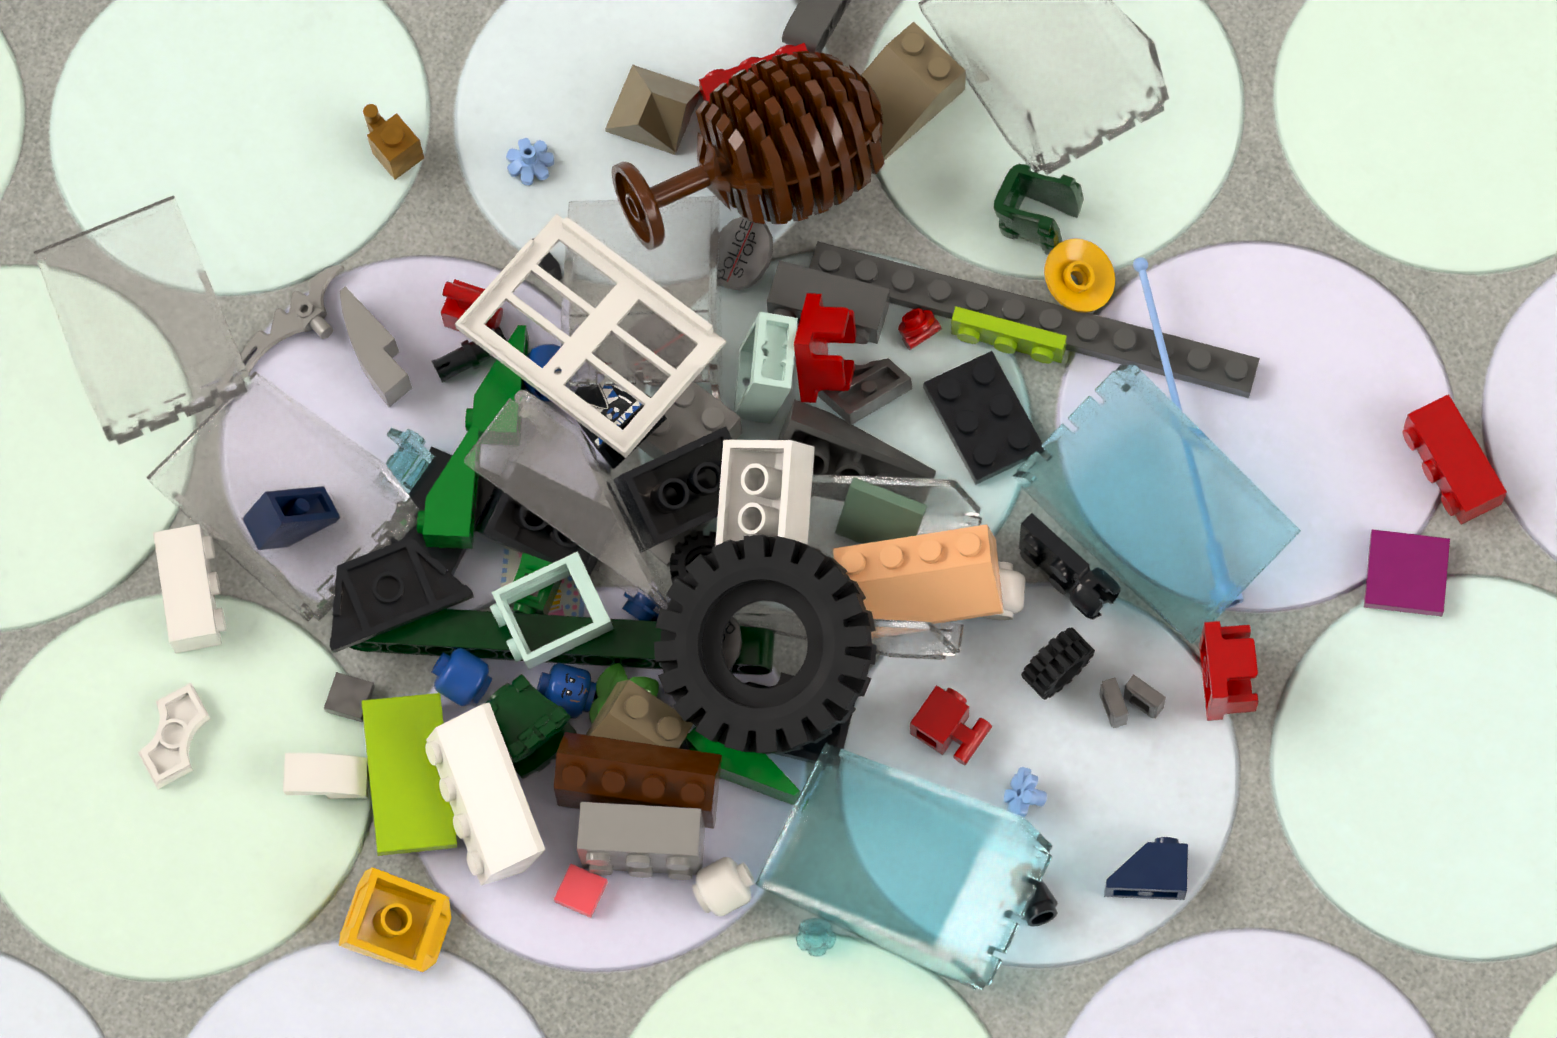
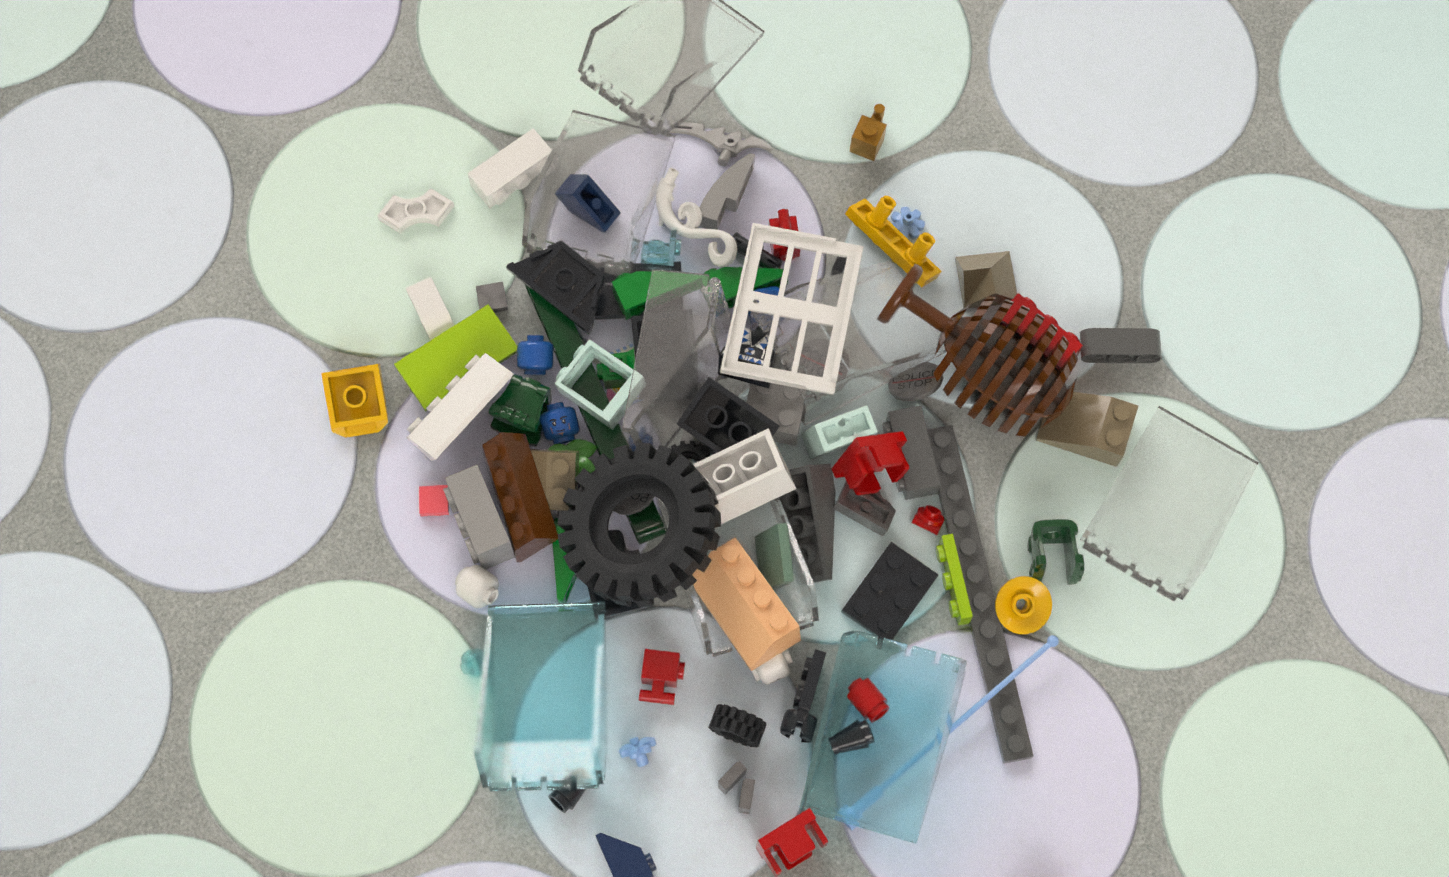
camera: 55 degrees right, 0 degrees up
(387, 397) = (694, 217): none -> white plant
(534, 192) = (885, 235): none -> yellow plate
(1103, 502) = (867, 699): none -> red brick
(1140, 540) = (853, 737): none -> black cone

